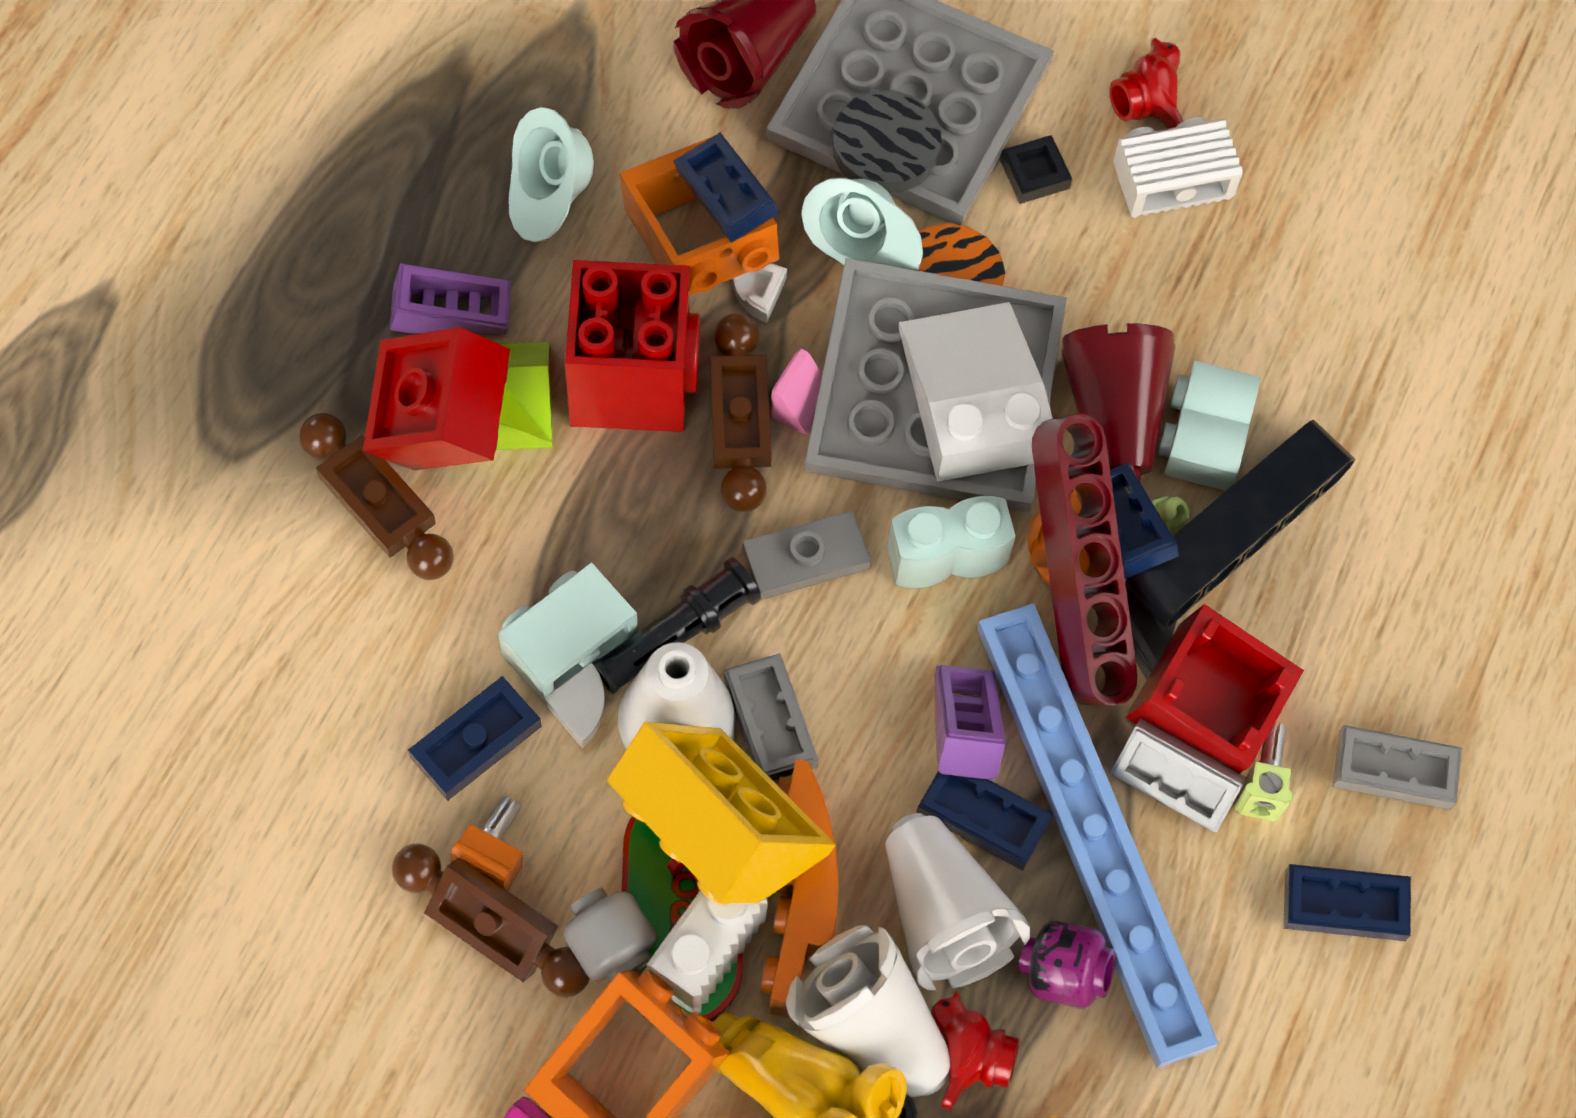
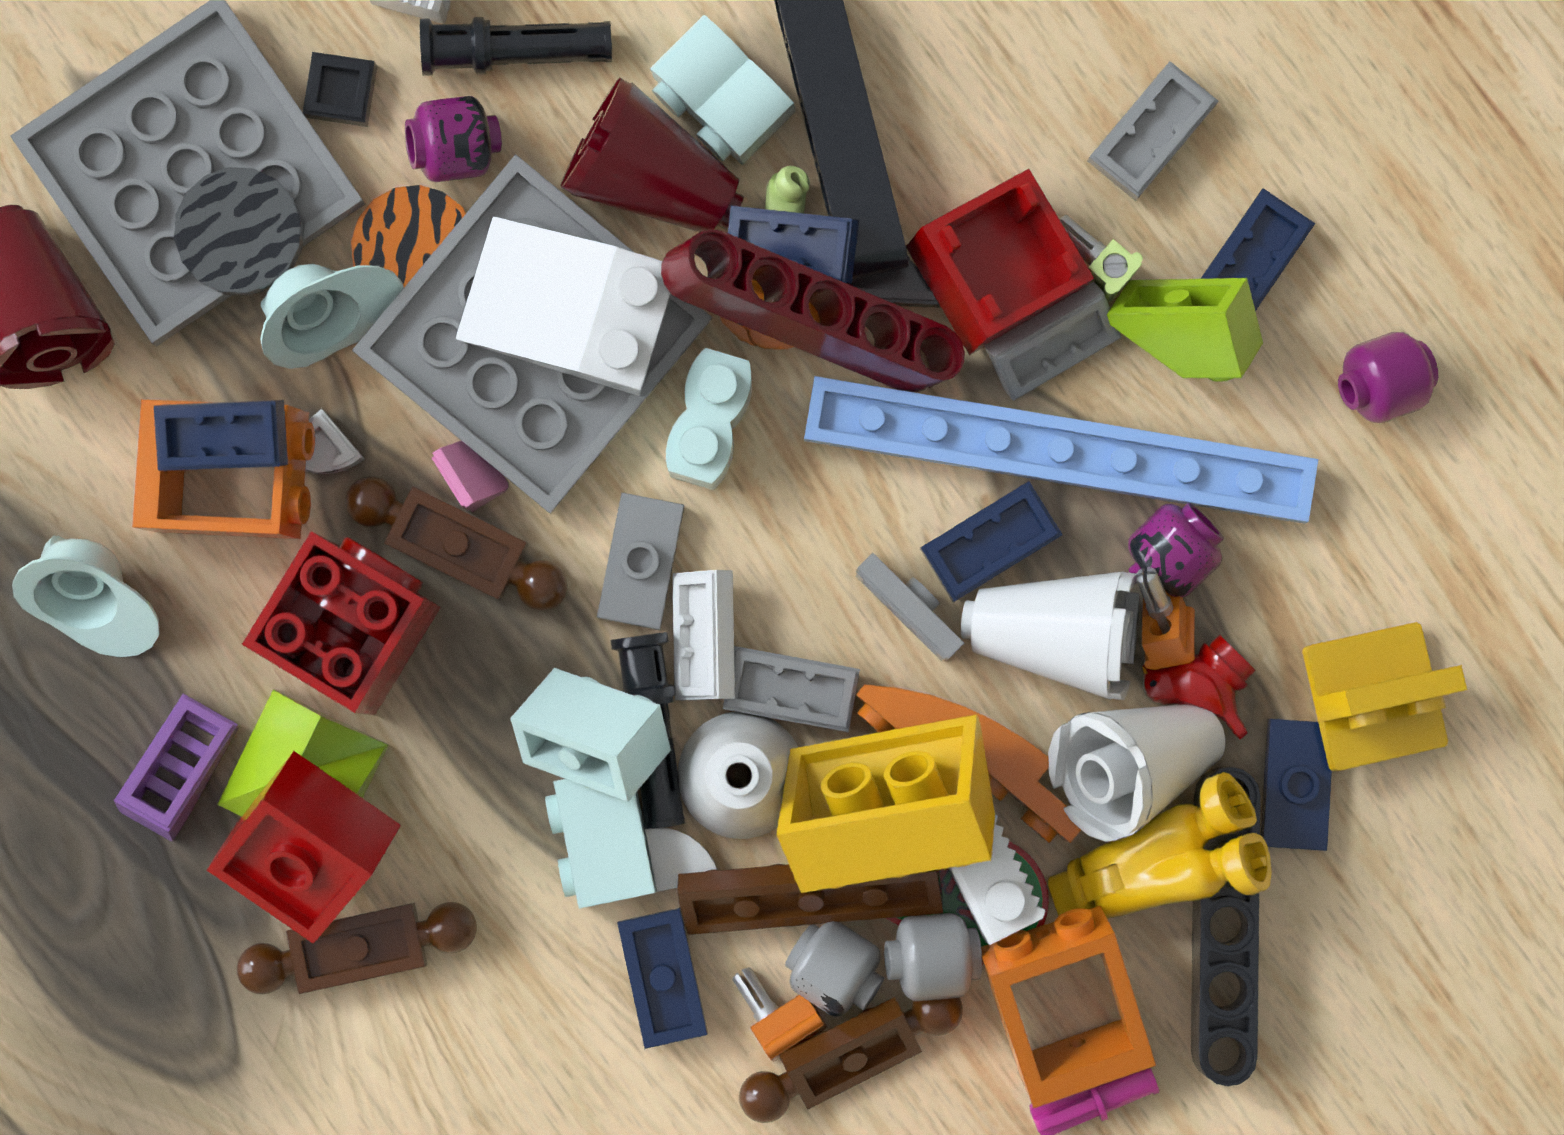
camera: 55 degrees left, 20 degrees up
(556, 866) = (834, 968): none -> light grey head
(579, 771) = (771, 899): none -> reddish brown plate
(646, 570) = (591, 734): none -> light aqua brick
(774, 627) = (703, 635): none -> white plate
(894, 774) = (911, 605): none -> light grey plate
(967, 727) = (928, 527): medium lavender slope -> none
(1002, 988) = (1166, 624): none -> orange piece
(1049, 255) = (452, 139): none -> magenta head
(1134, 245) = (484, 45): none -> black pin
(1263, 877) = (1191, 324): none -> lime slope
(1324, 1066) = (1388, 377): none -> magenta head

